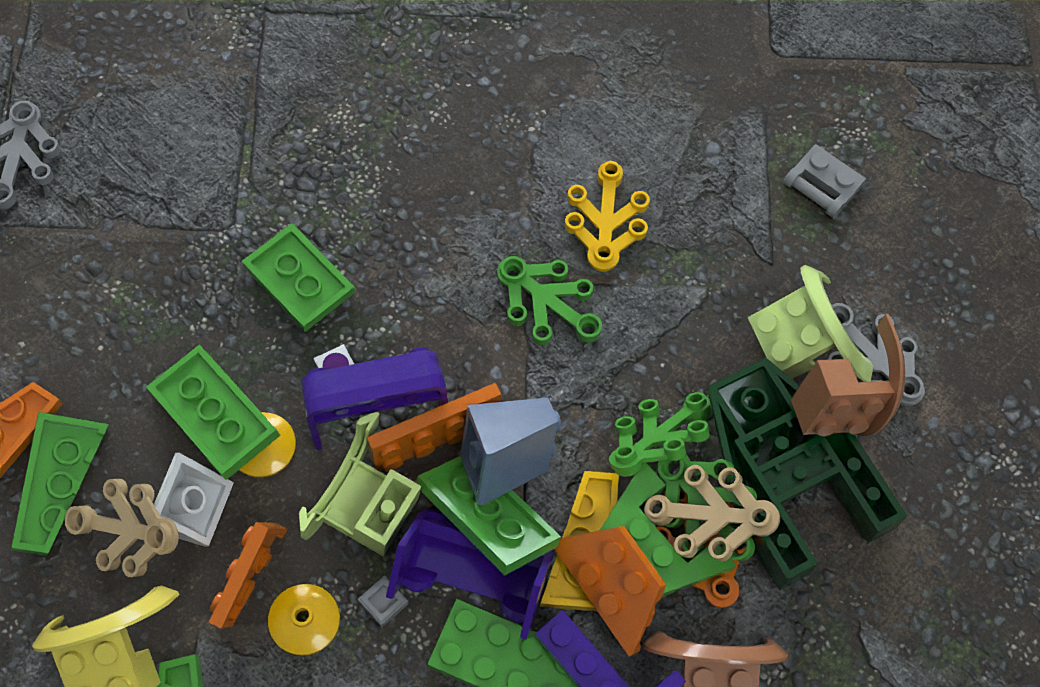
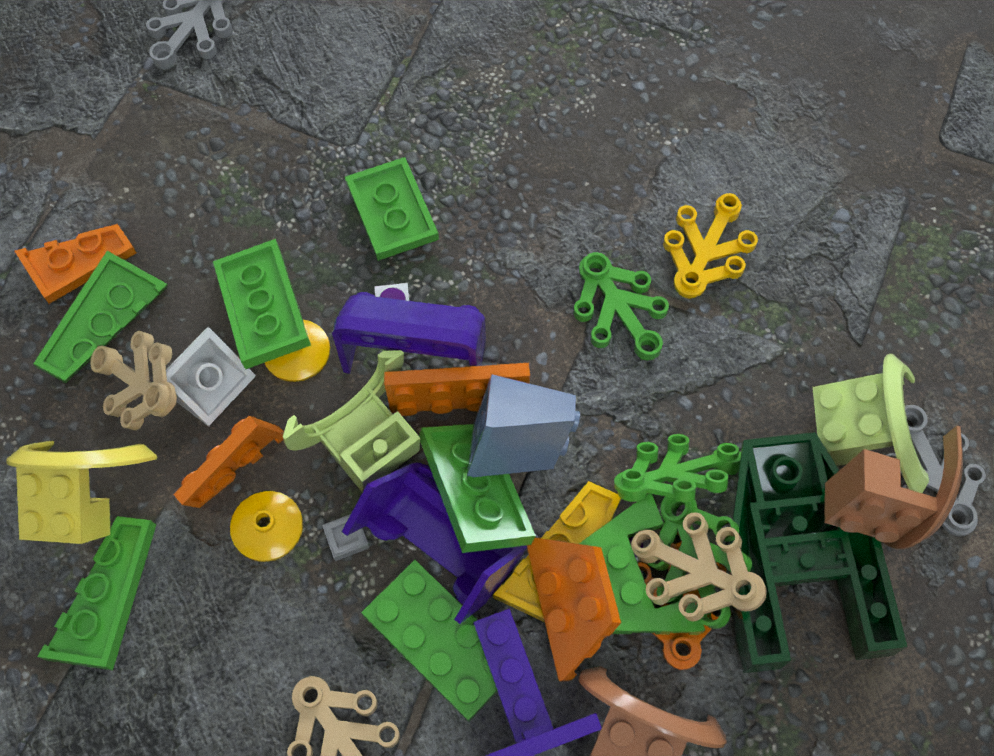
camera: 25 degrees right, 0 degrees up
(827, 174) = (953, 277): light grey plate -> none

